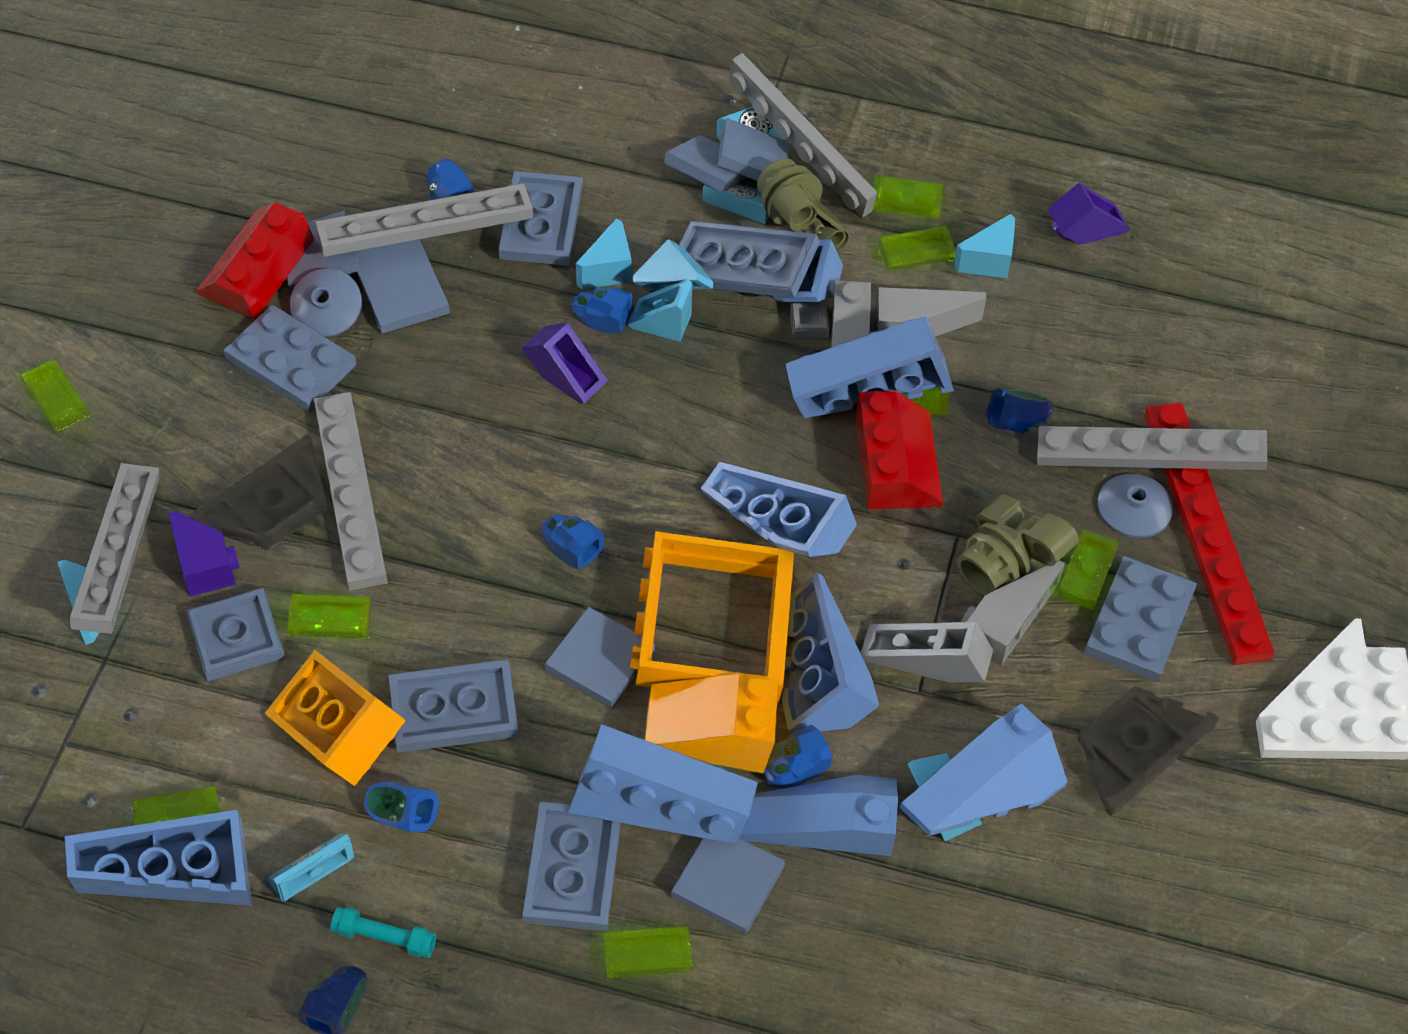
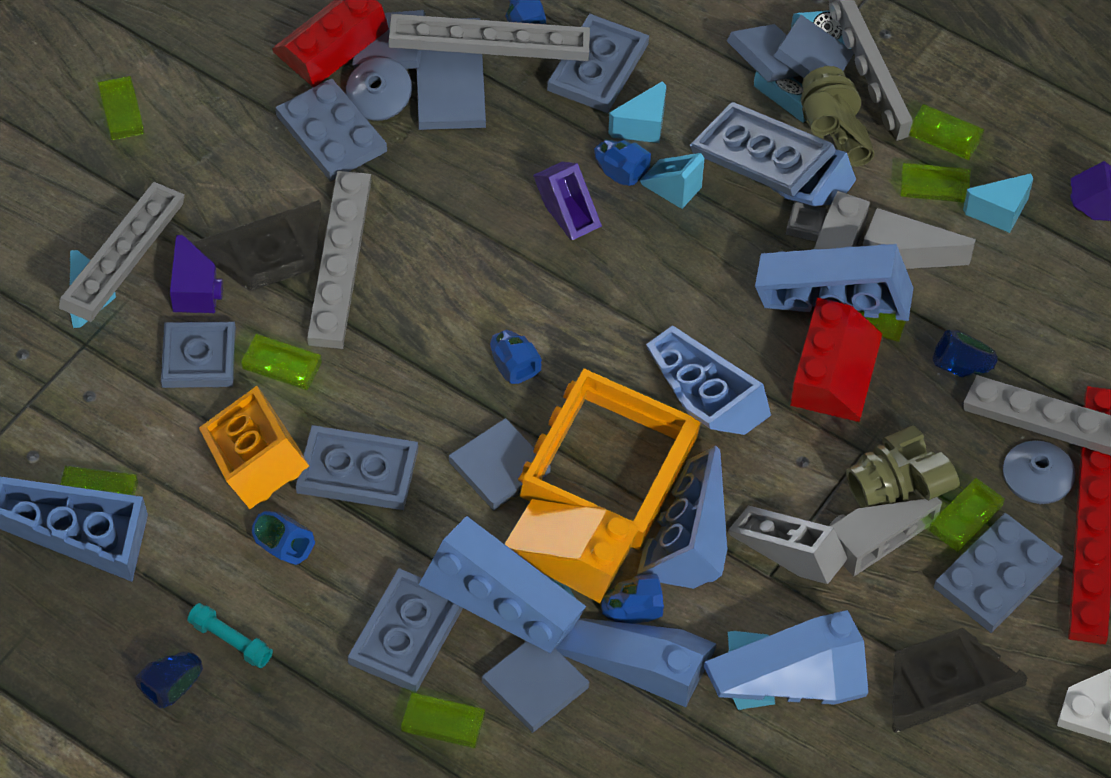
camera: 20 degrees right, 0 degrees up
(312, 867) = (191, 565): medium azure slope -> none
(669, 266) = (693, 137): medium azure slope -> none

